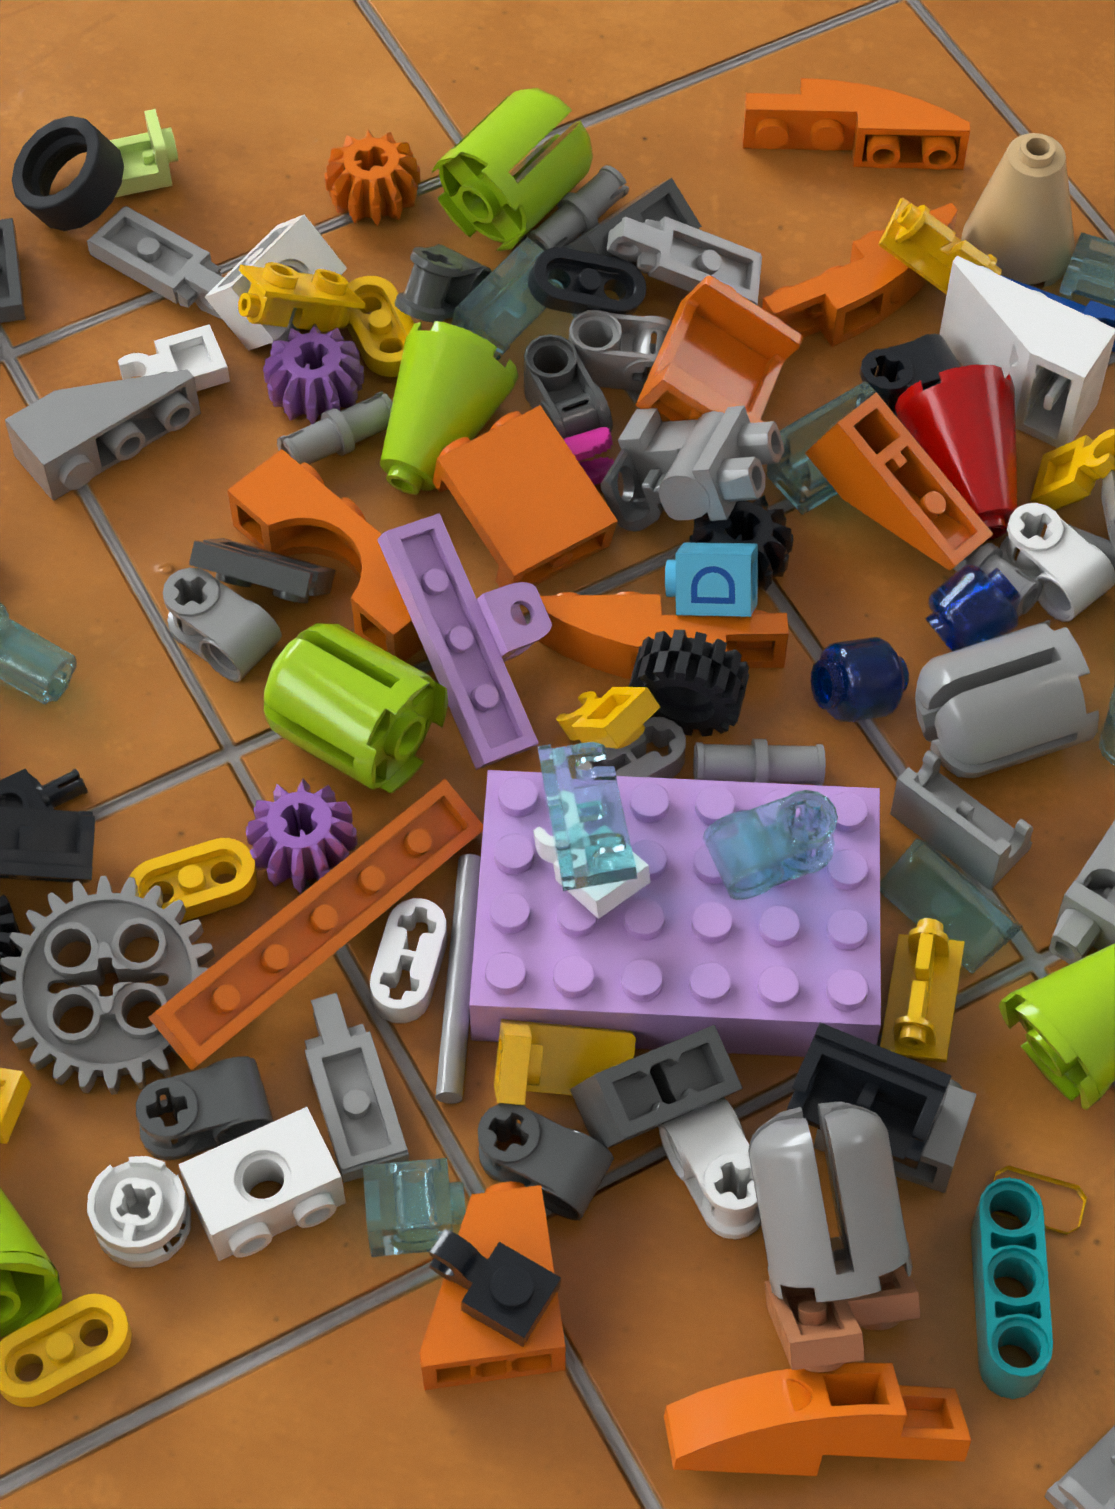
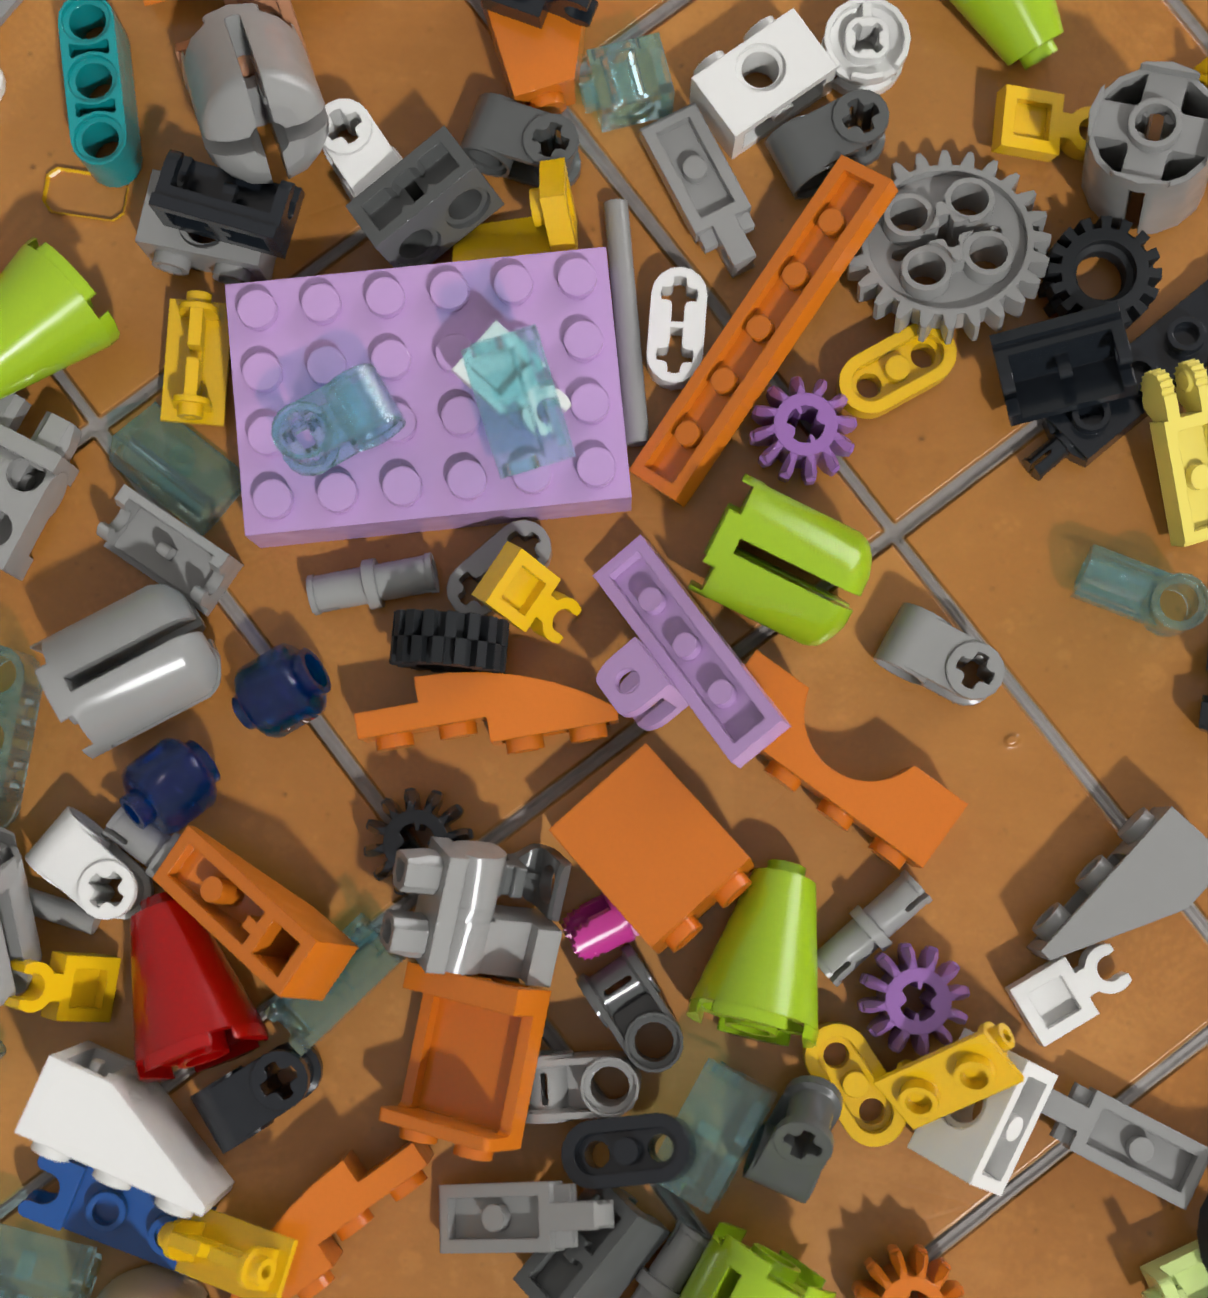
camera: 175 degrees right, 25 degrees up
(246, 564) = (910, 725): dark grey plate -> none
(714, 579) = (436, 762): medium azure brick -> none

